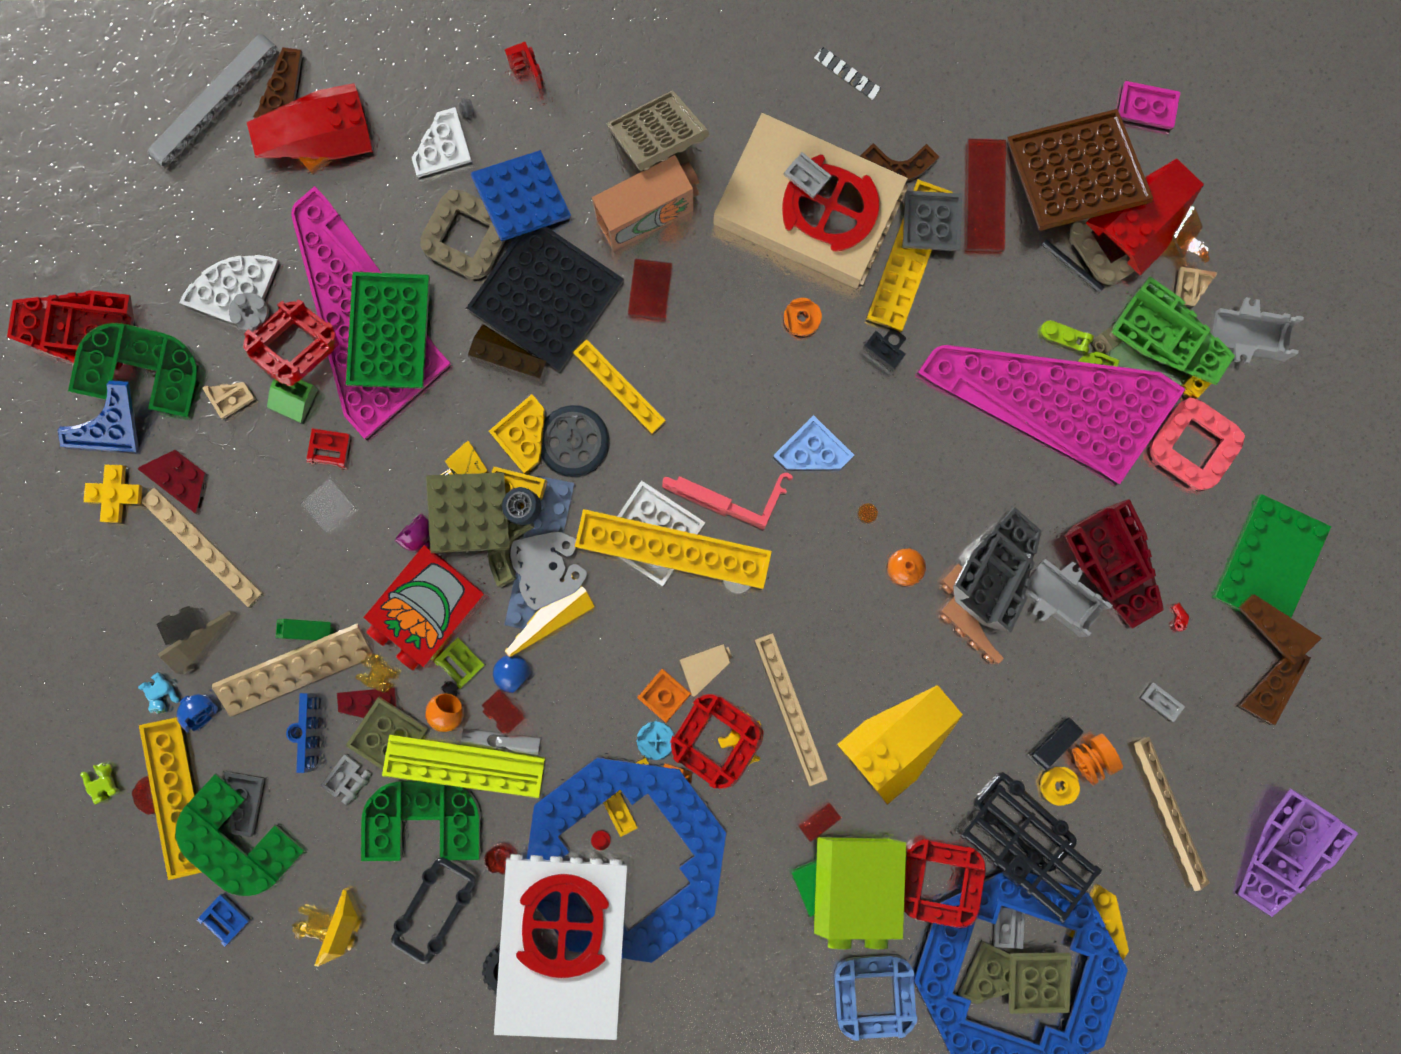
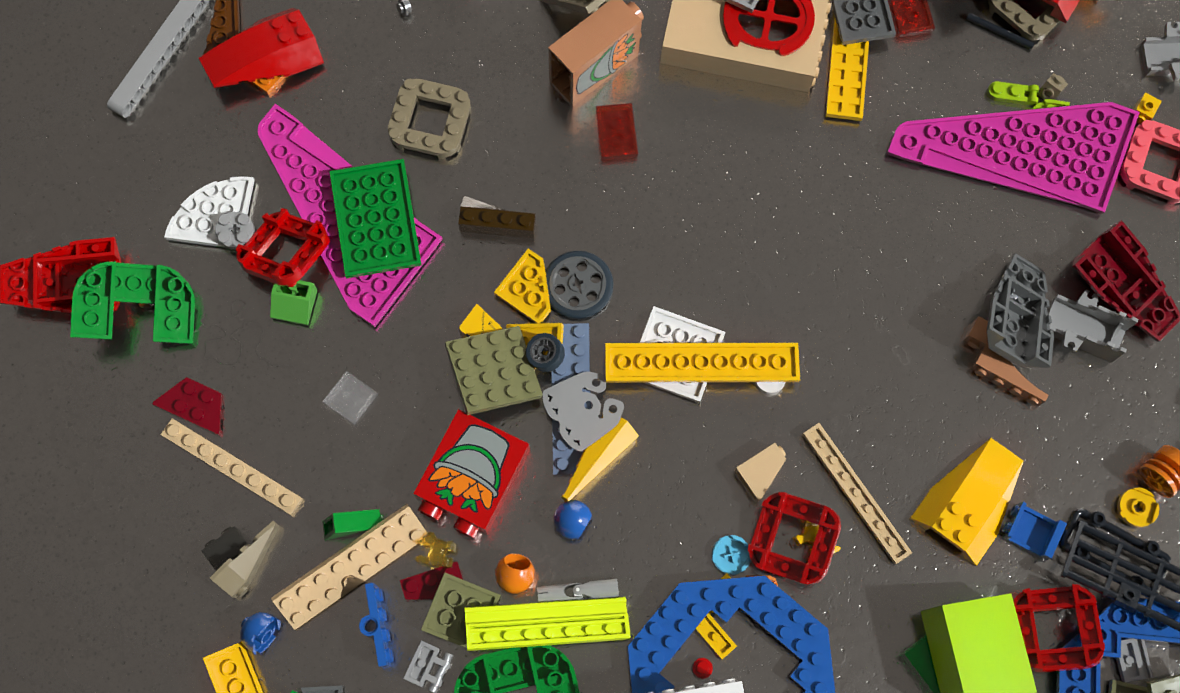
camera: 15 degrees left, 10 degrees down
(111, 429) = (118, 370): plate -> none
(113, 493) = (131, 433): yellow plate -> none
(157, 691) = (212, 623): medium azure animal -> none
(229, 398) = (231, 316): tan wing -> none
(331, 442) = (339, 336): red plate -> none
(415, 534) = (445, 404): magenta cylinder -> none
(441, 145) = (388, 44): white plate -> none
(449, 688) = (513, 548): black plate -> none
(464, 658) = (520, 516): lime plate -> none
(499, 559) = (533, 410): olive plate -> none
(503, 712) = (573, 560): clear red brick -> none
(520, 195) = (474, 71): blue plate -> none
(545, 295) = (518, 156): black plate -> none
(619, 386) = (610, 225): yellow plate -> none
(664, 695) = (728, 508): orange plate -> none
(722, 504) = (737, 311): coral hinge -> none
(793, 311) = (767, 116): orange plate -> none
(813, 449) = (809, 242): light blue plate -> none
(819, 821) = (915, 596): clear red brick -> none
(868, 512) = (877, 290): clear orange plate -> none
(883, 350) = (851, 137): black piece -> none
(906, 567) = (928, 332): orange cylinder -> none
(951, 785) = (1033, 531): none -> blue panel
(1056, 743) = (1122, 467): black beam -> none
(1169, 332) = (1104, 65): bright green wedge -> none
(1192, 284) = (1112, 25): tan wing -> none

